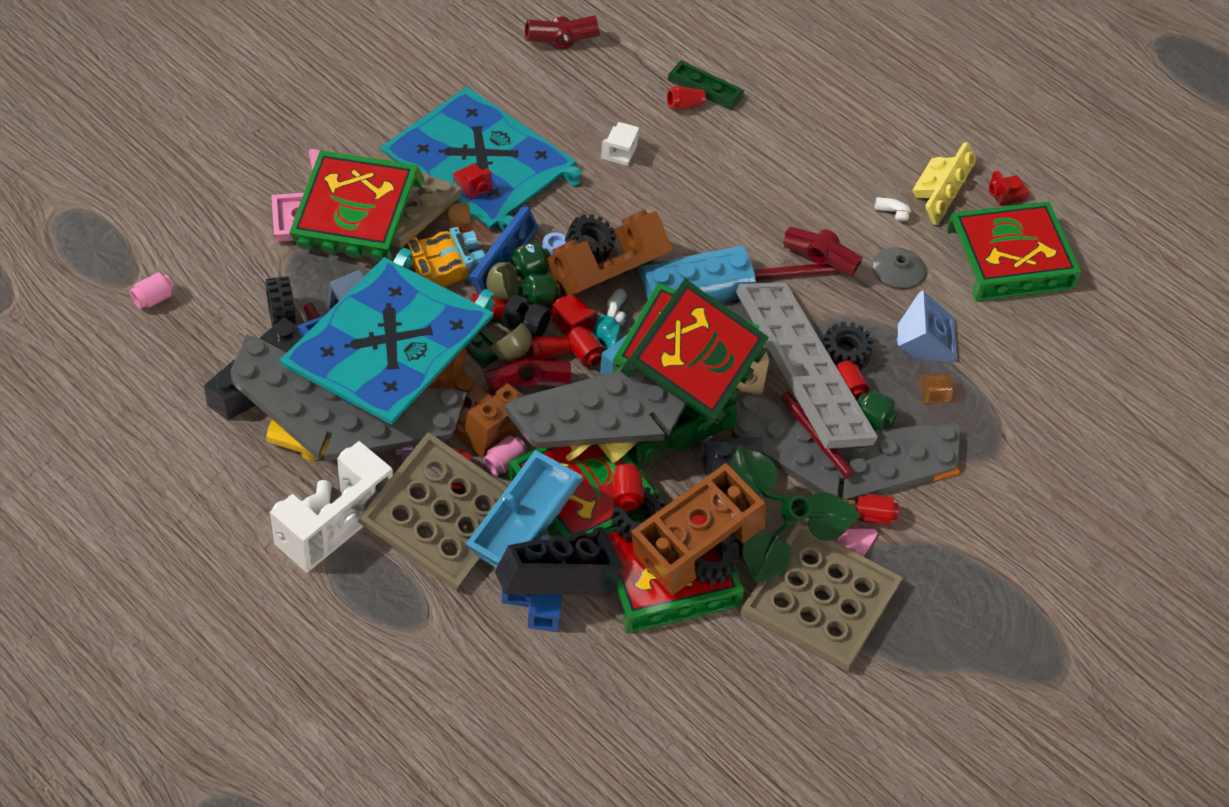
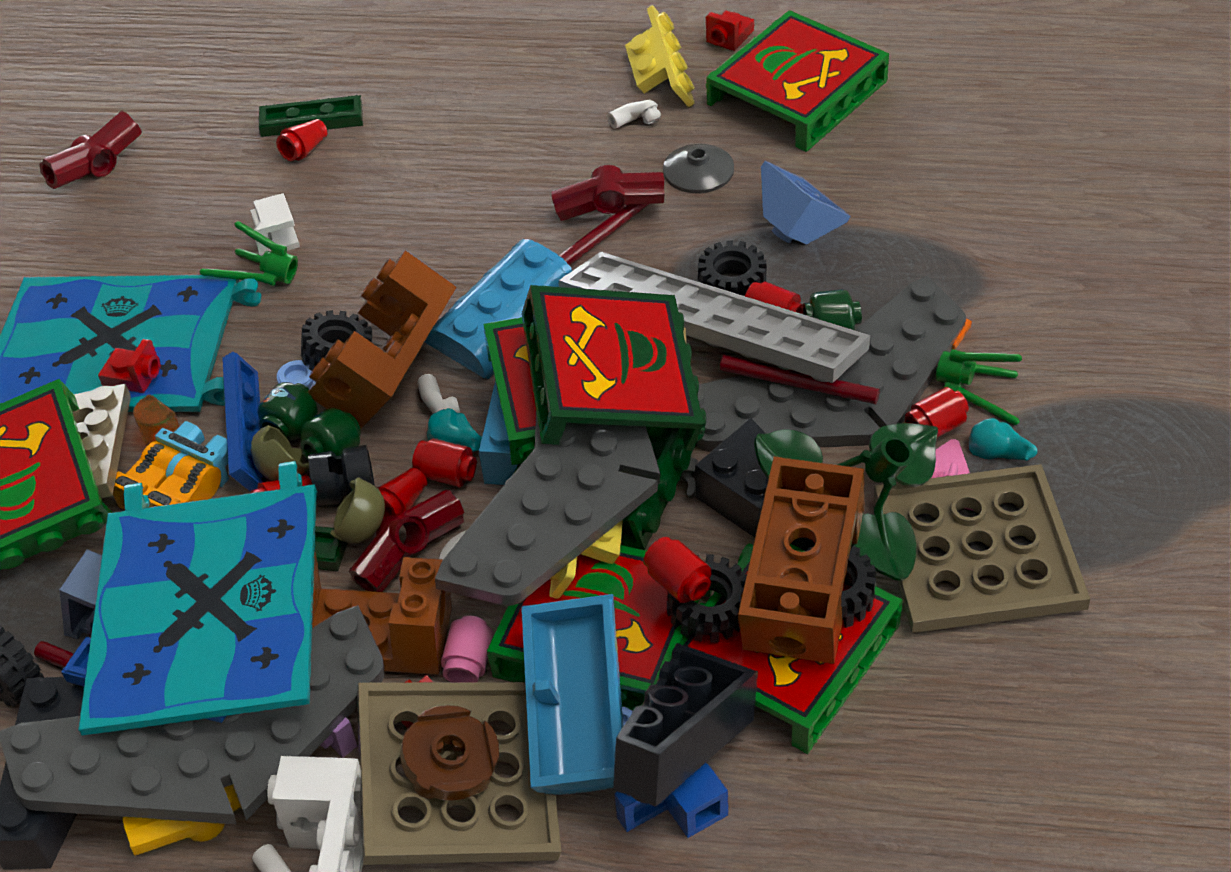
camera: 30 degrees left, 5 degrees down
(443, 514) = (445, 778): none -> reddish brown plate
(572, 313) = (394, 438): red window -> none
(600, 167) = (275, 264): none -> green plant
(897, 546) = (998, 440): none -> teal animal
(917, 493) = (959, 368): none -> green plant
(935, 387) = (862, 254): clear orange brick -> none

